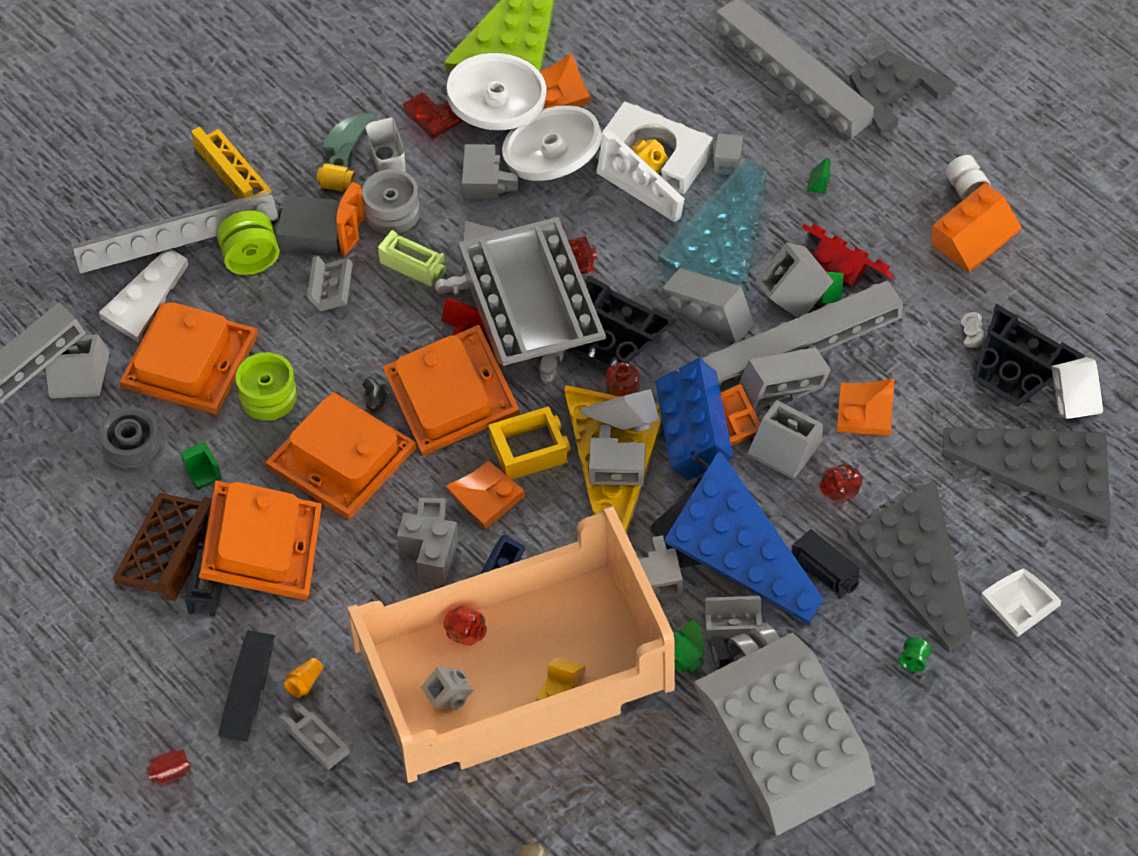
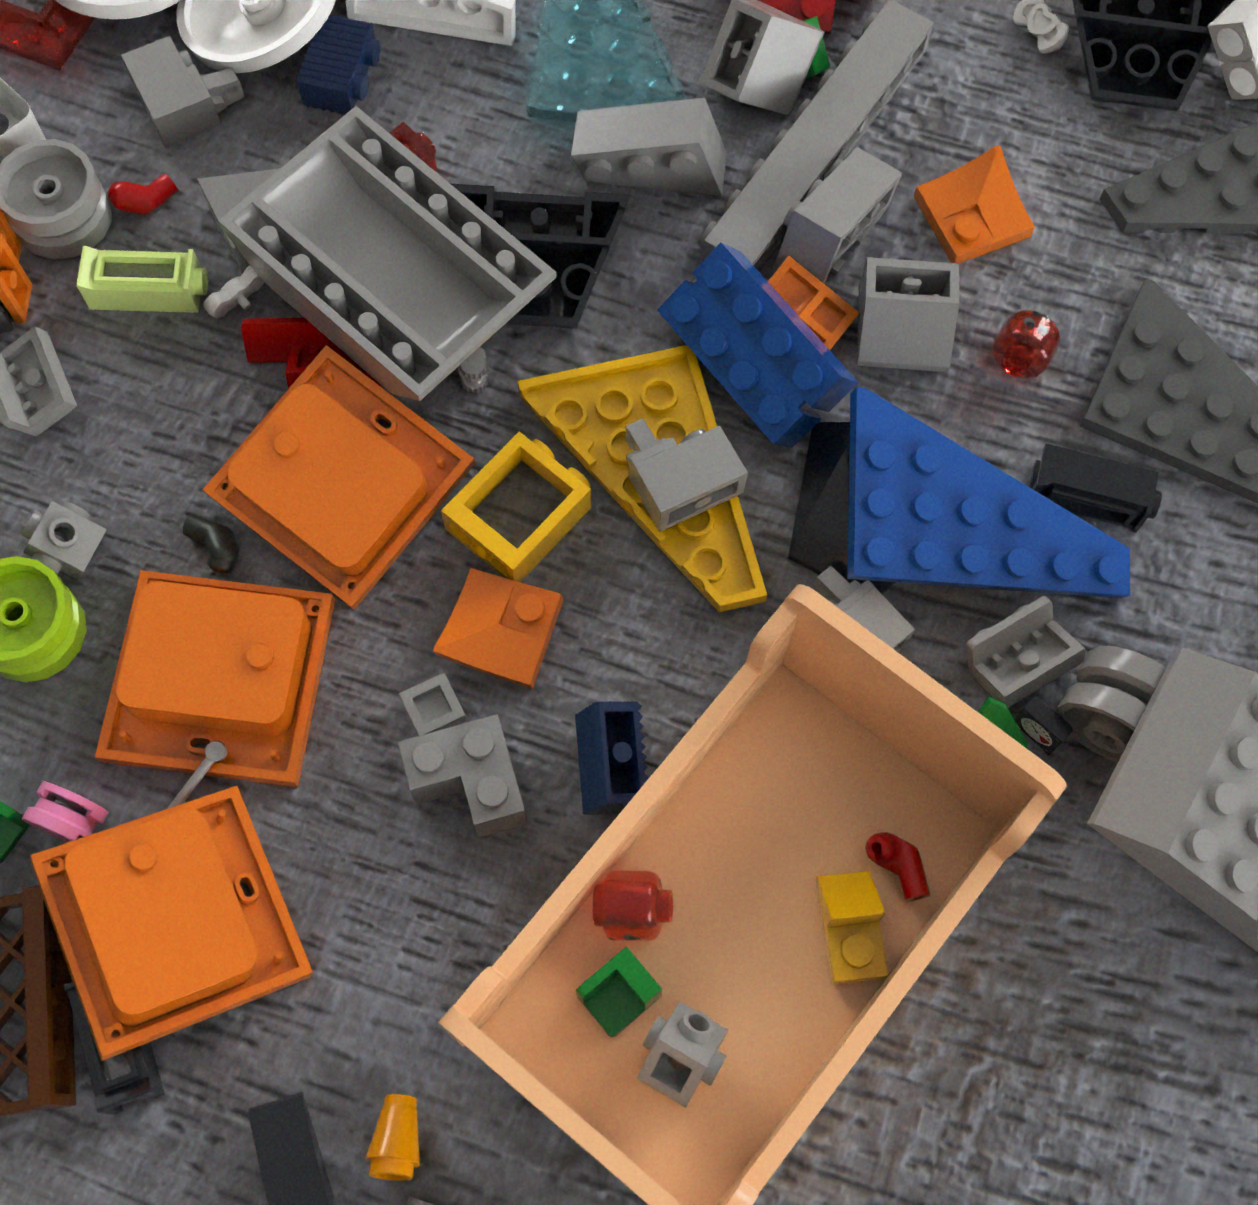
camera: 35 degrees left, 15 degrees up
(237, 472) = (61, 820): none -> bright pink wheel
(306, 359) = (73, 526): none -> light grey brick
(320, 483) = (214, 752): none -> light grey hinge
(435, 219) = (141, 198): none -> red arm
(435, 653) = (619, 992): none -> green panel
(574, 194) = (338, 64): none -> dark blue brick
(600, 664) = (901, 859): none -> red arm
(622, 379) = (602, 332): clear red head -> none
(625, 412) = (651, 384): light grey slope -> none

